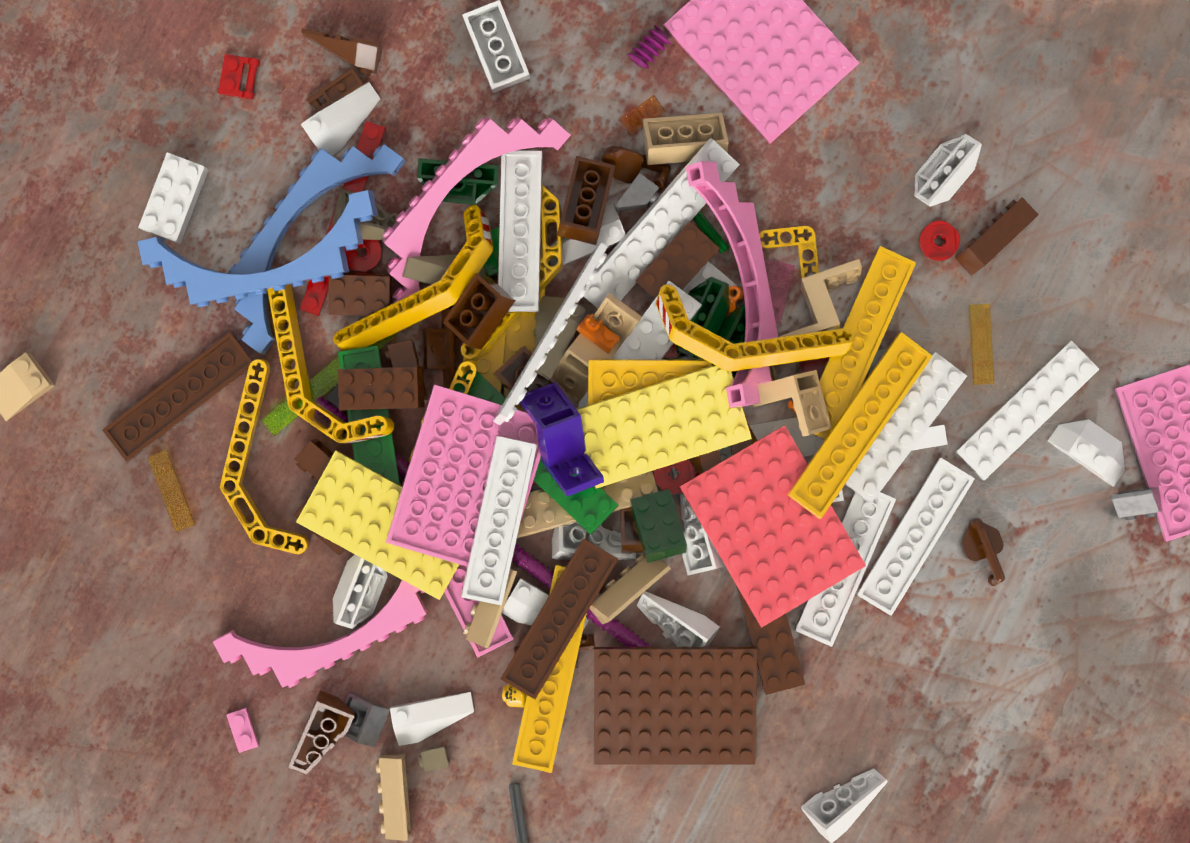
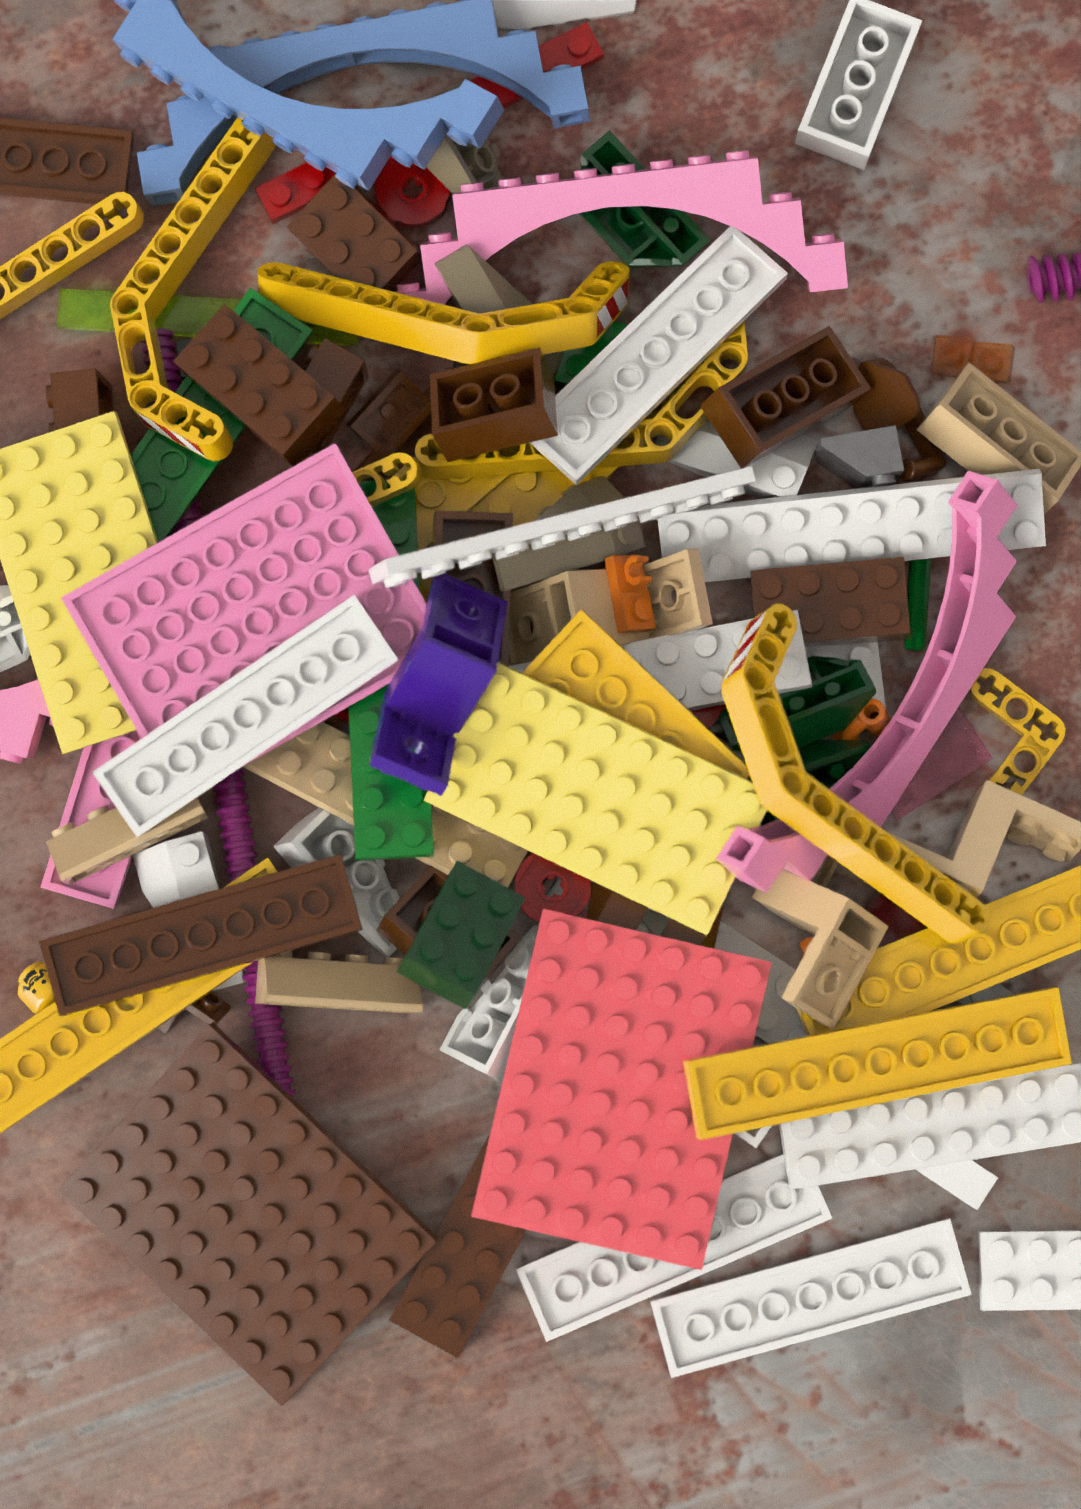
camera: 45 degrees right, 5 degrees down
(679, 623) = (363, 1102): white wedge -> none
(984, 542) = (898, 1397): reddish brown piece -> none

